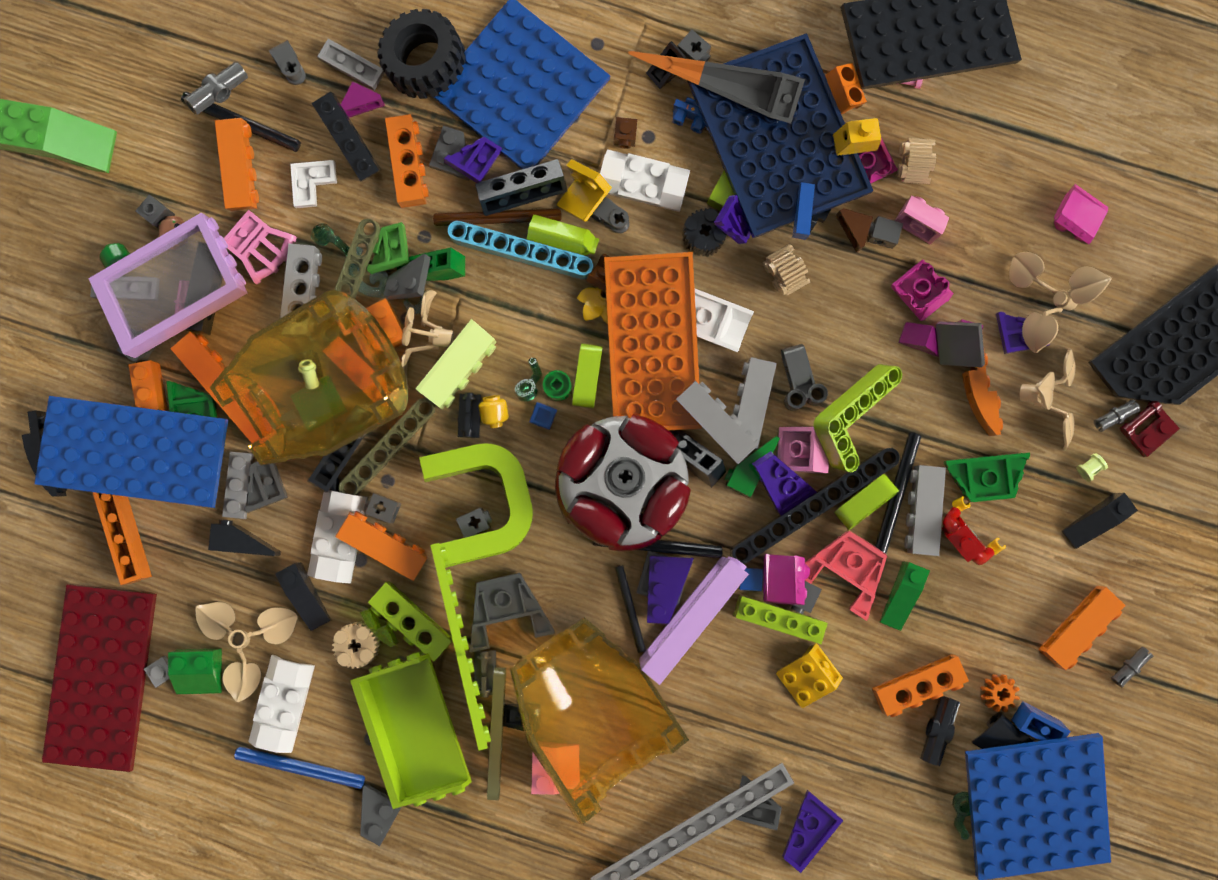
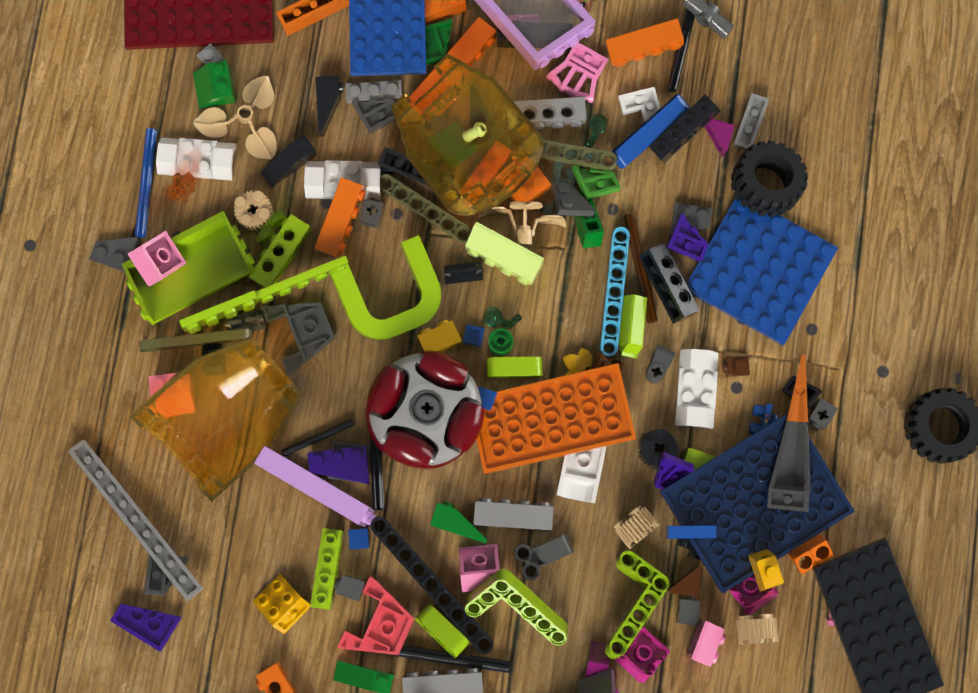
camera: 80 degrees right, 5 degrees down
(287, 61) = (743, 68): dark grey piece -> none
(313, 726) = (181, 187): none -> clear orange hips
(341, 175) = (650, 130): none -> blue beam
(394, 766) = (157, 258): none -> bright pink slope
(397, 128) = (701, 169): orange brick -> none
(465, 522) = (371, 284): dark grey brick -> none
(493, 411) = (470, 292): yellow head -> none
(541, 454) = (440, 338): none -> yellow piece
(585, 192) = (673, 338): yellow bracket -> none
(618, 409) = (487, 398): none -> blue tile
(699, 459) = (457, 474): black slope -> none
(717, 422) = (489, 484): light grey brick -> none
(781, 483) = (446, 551): dark purple wing -> none
(785, 579) = (362, 567): dark pink slope -> none
(870, 282) = (639, 606): none -> lime beam

